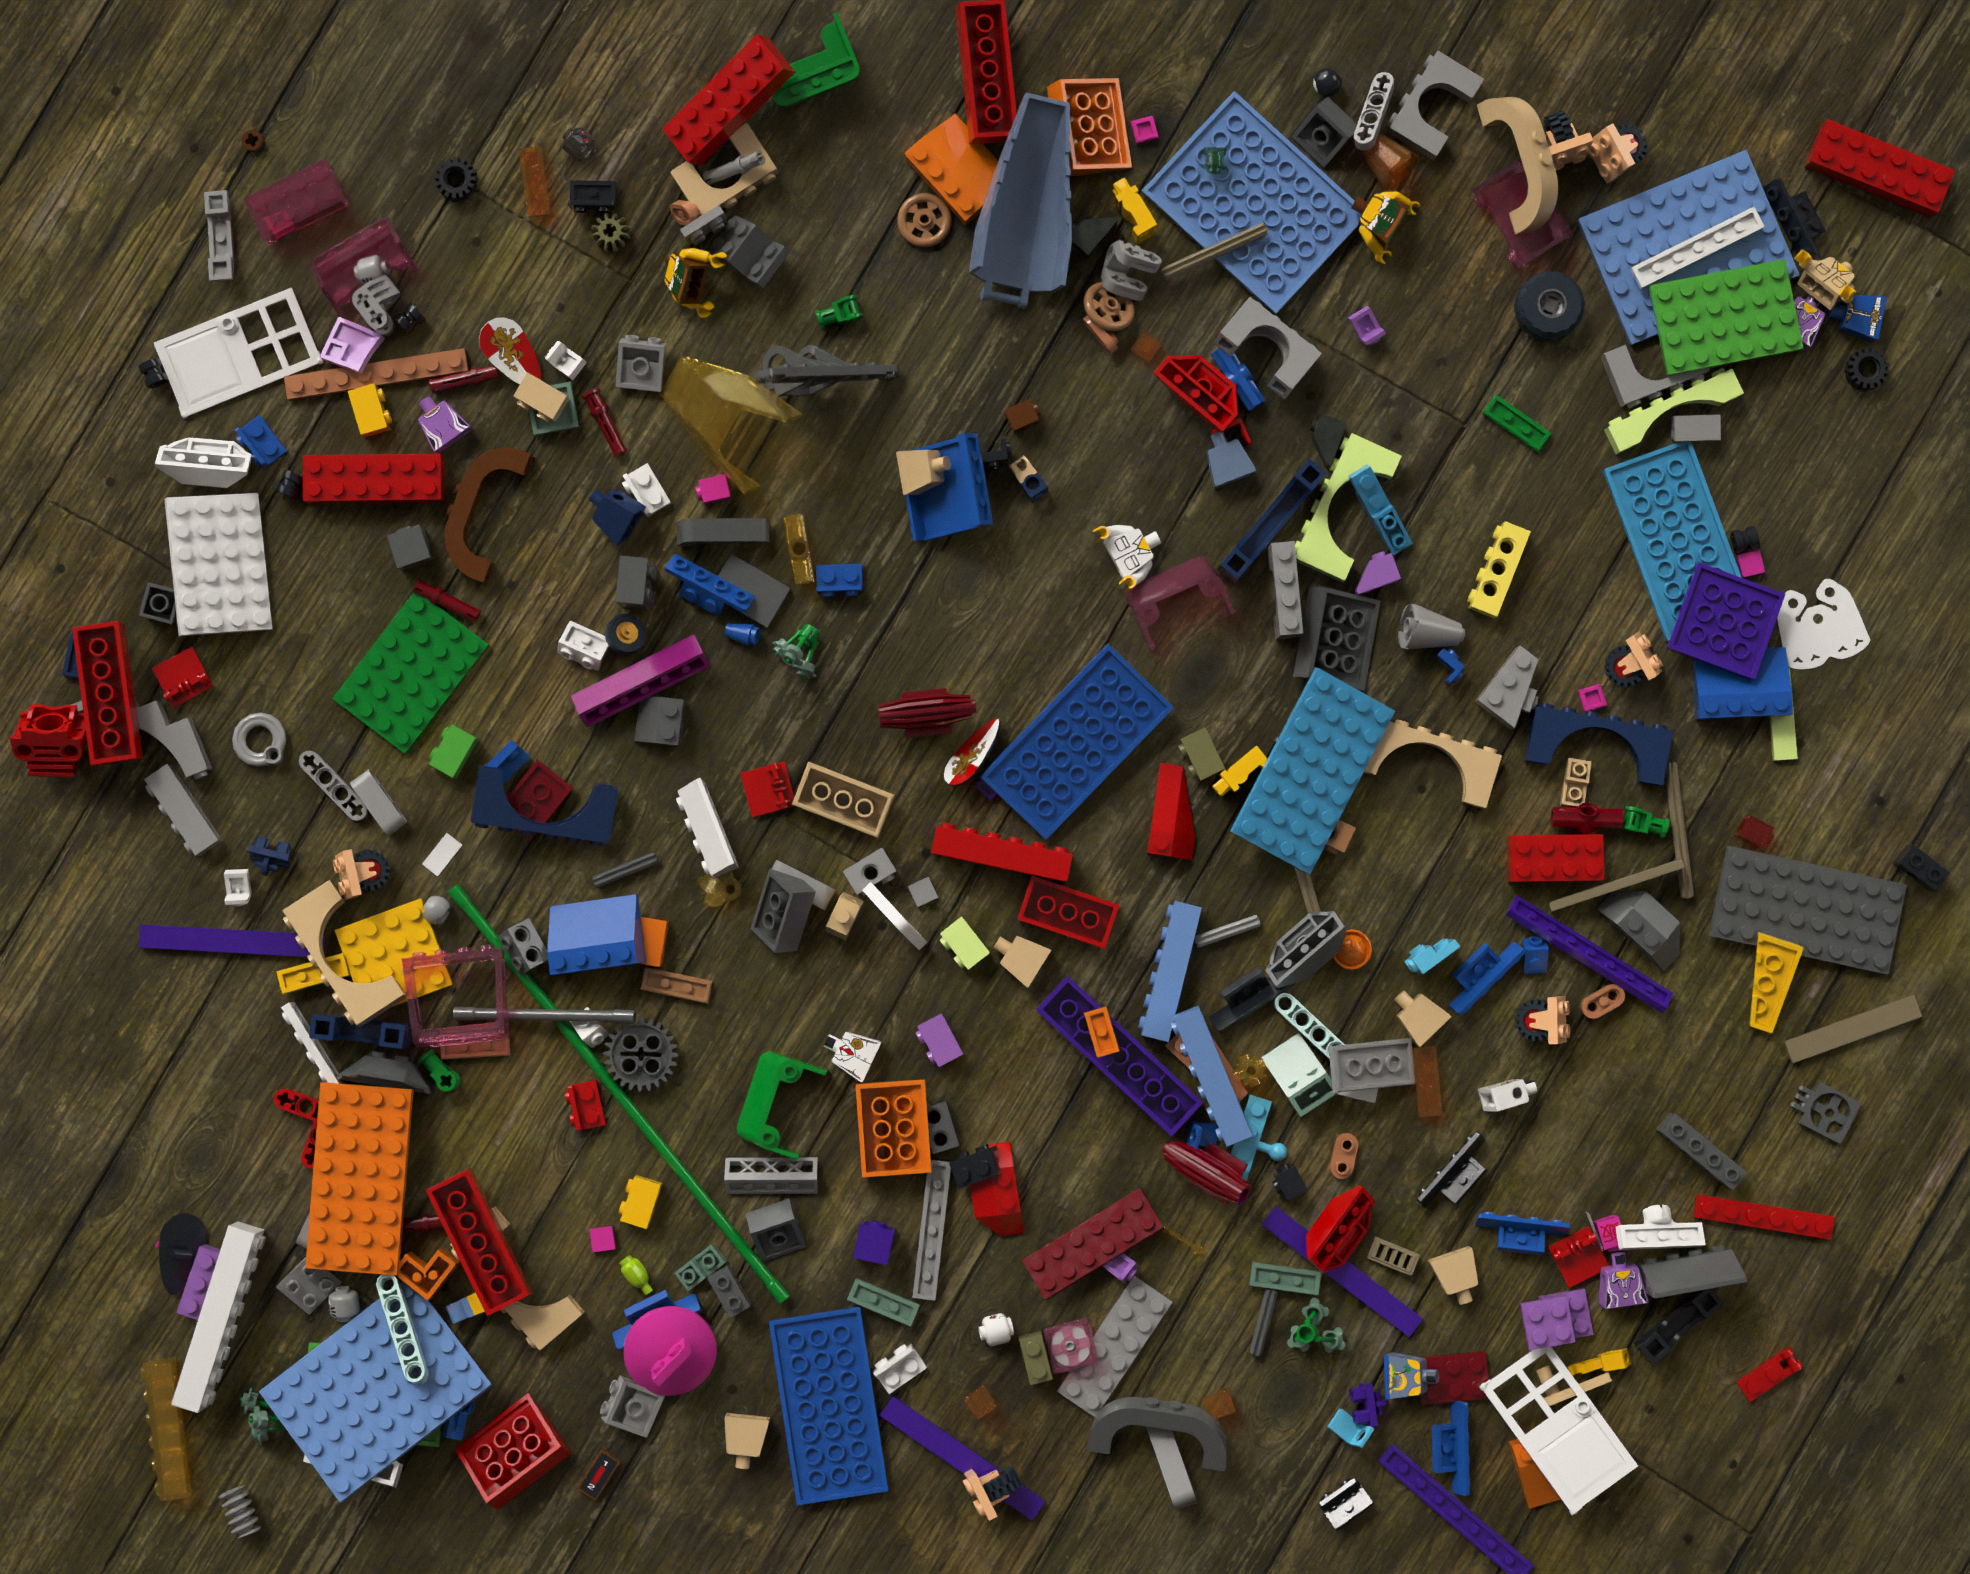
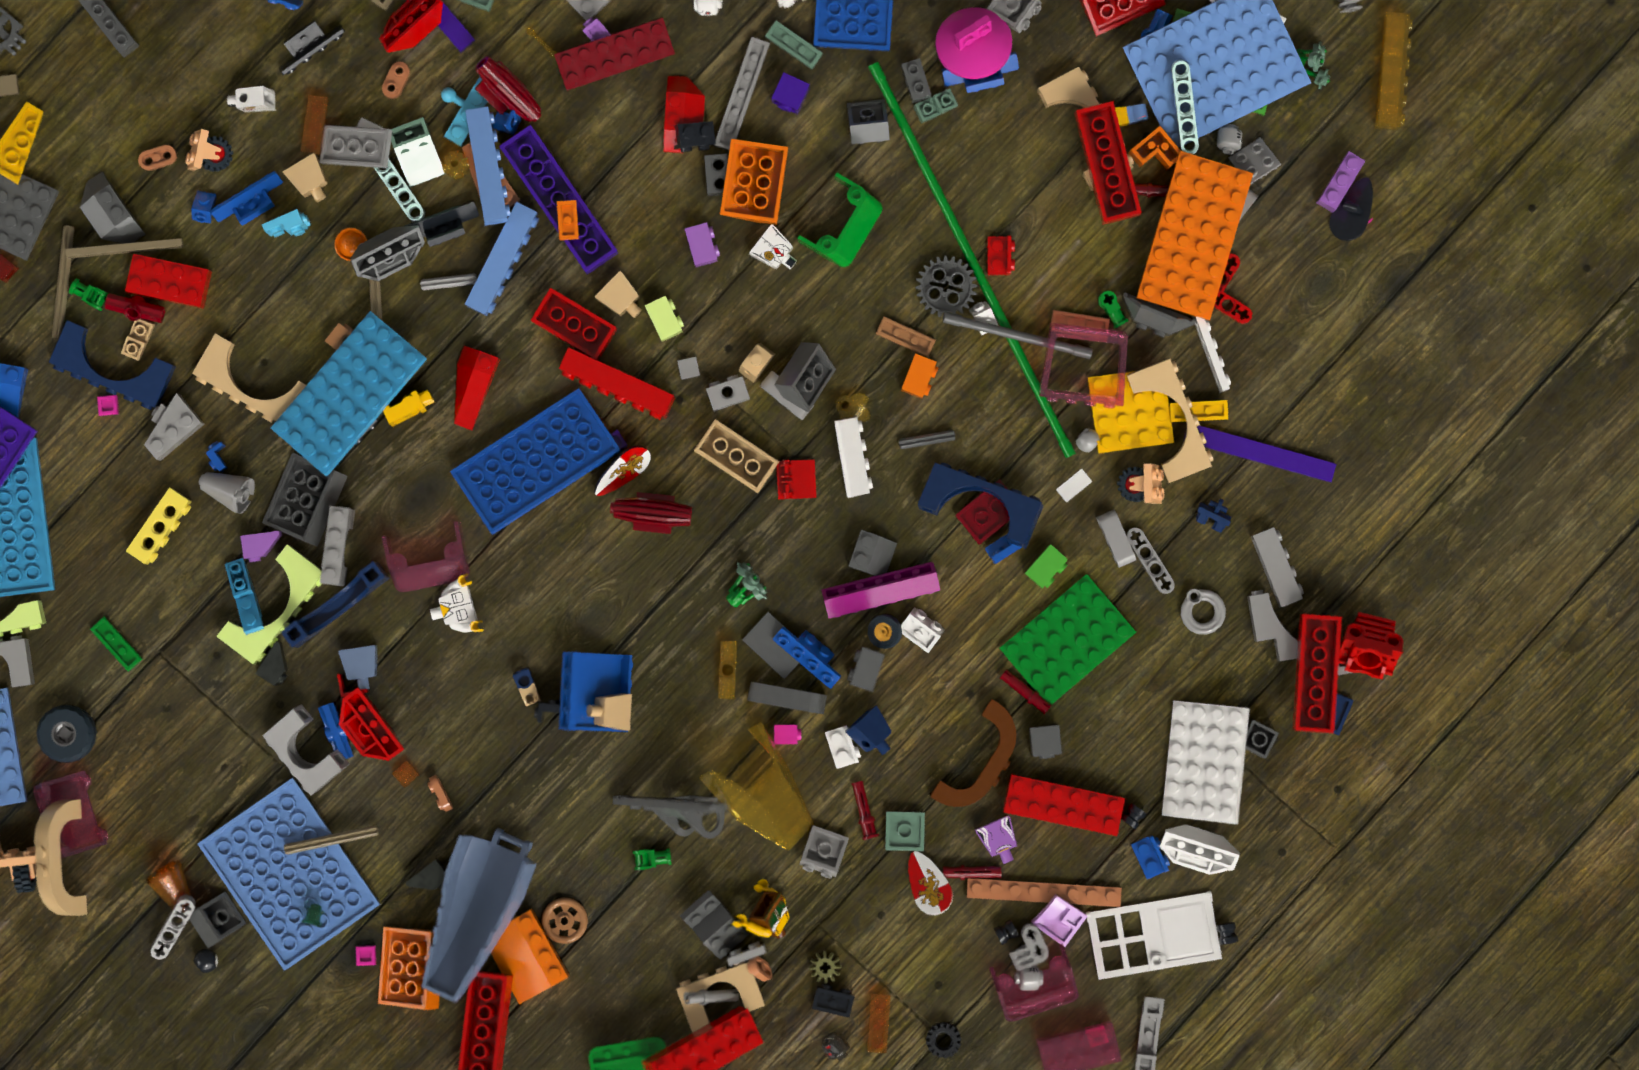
camera: 170 degrees left, 0 degrees up
(182, 677) = (1255, 676): red hinge -> none
(218, 1317) = (1334, 147): white brick -> none
(237, 887) = (1245, 494): white bracket -> none
(369, 410) = (1055, 863): yellow brick -> none
(375, 1031) = (1146, 347): dark blue arch -> none
(529, 944) = (1017, 395): dark grey brick -> none
(541, 398) = (911, 840): tan brick -> none
(565, 360) = (885, 868): white bracket -> none
(595, 935) = (962, 390): slope -> none
(602, 1238) = (1009, 145): dark pink tile -> none
(635, 1273) = (989, 111): lime plant -> none
(640, 1201) = (972, 167): yellow brick -> none
(743, 633) = (788, 611): blue cone -> none
(771, 1180) = (863, 160): light grey fence -> none
(839, 579) = (700, 638): blue bracket -> none
(894, 916) = (715, 352): white beam -> none
(1022, 415) = (519, 739): reddish brown brick -> none
(1107, 311) = (442, 817): medium nougat plate -> none
(1117, 264) = (413, 848): light grey piece -> none
(1134, 211) = (388, 888): yellow hips -> none
(1201, 754) = (436, 429): olive brick -> none
(1288, 1181) = (445, 68): black brick -> none
(1366, 326) = (220, 750): medium lavender bracket -> none
(1382, 219) = (187, 835): torso -> none
(1439, 73) = (147, 912): light grey arch -> none
(1589, 954) = (159, 198): dark purple plate -> none
(1631, 662) = (67, 426): plate -> none

